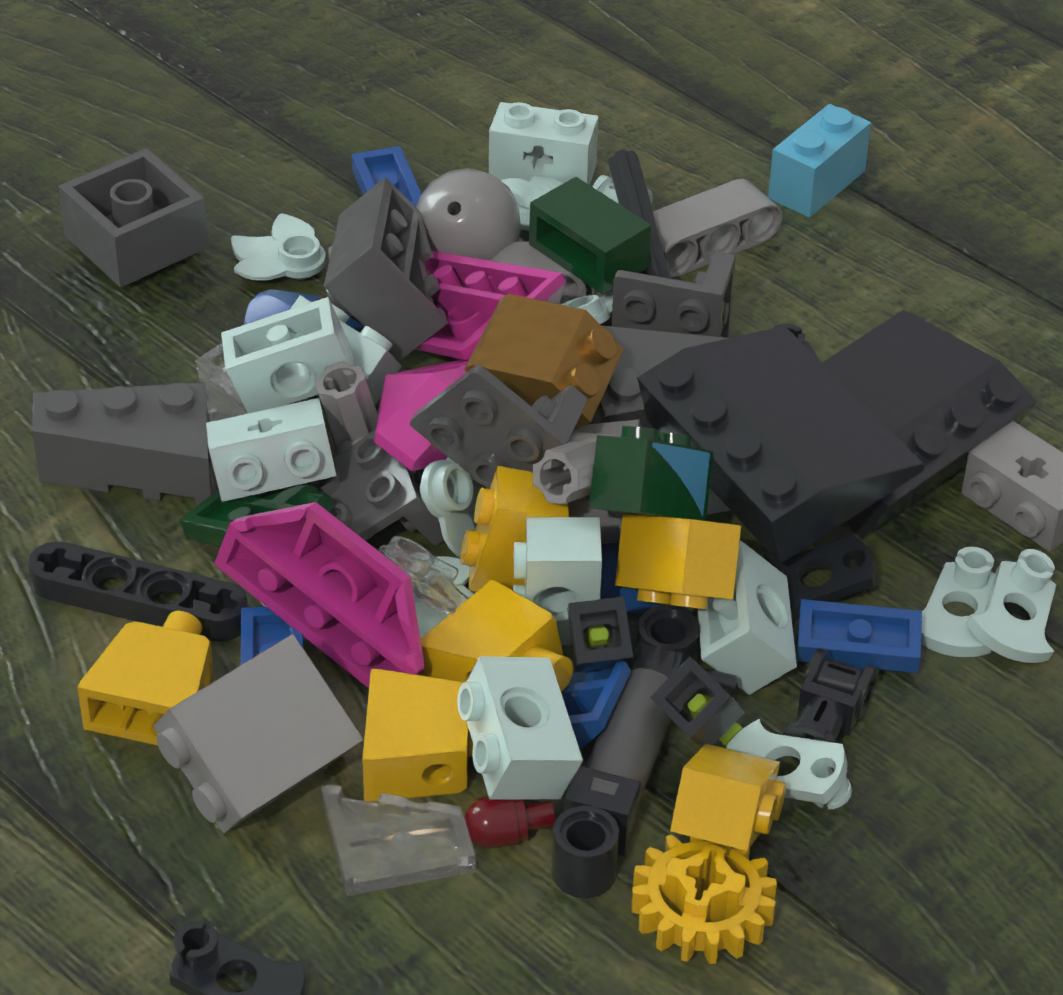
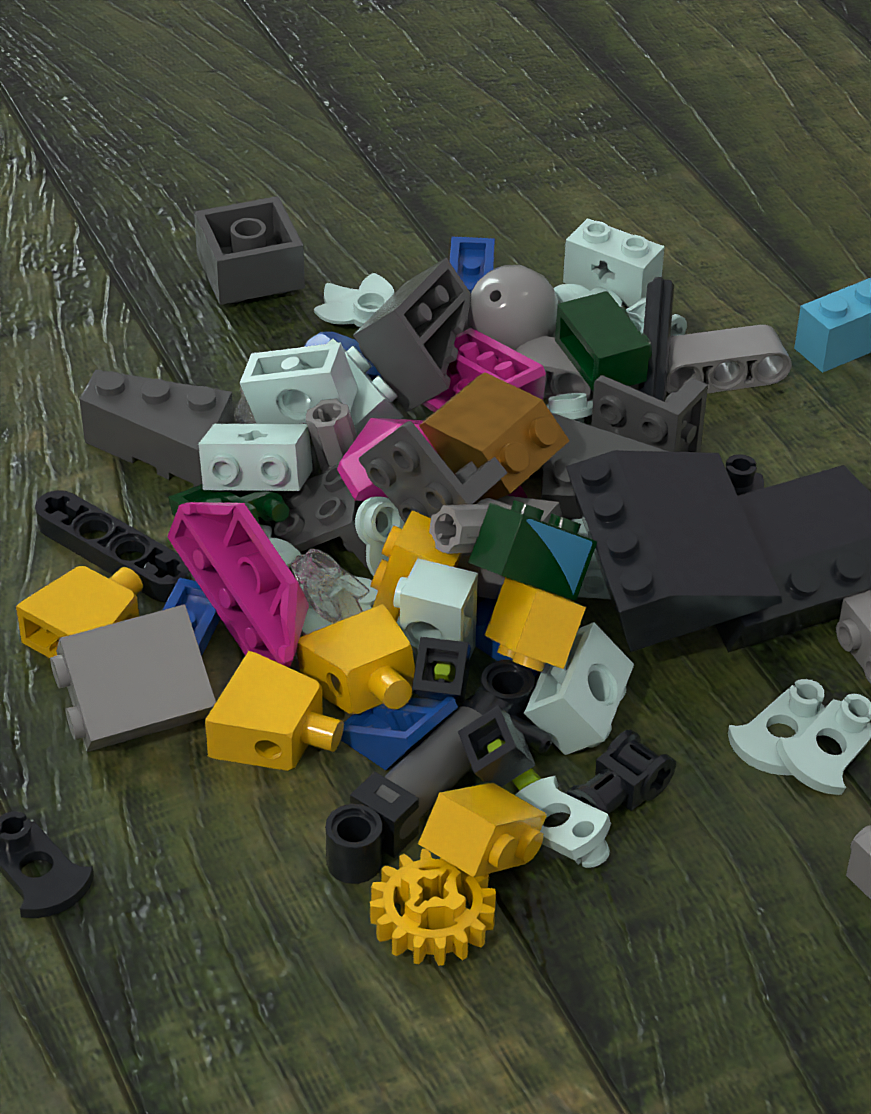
camera: 20 degrees right, 0 degrees up
(395, 841) = (209, 793): clear wing -> none
(505, 821) = (304, 800): dark red cylinder -> none
(519, 728) = (336, 727): light aqua brick -> none
(835, 558) = (688, 679): black piece -> none
(861, 634) = (678, 729): blue plate -> none

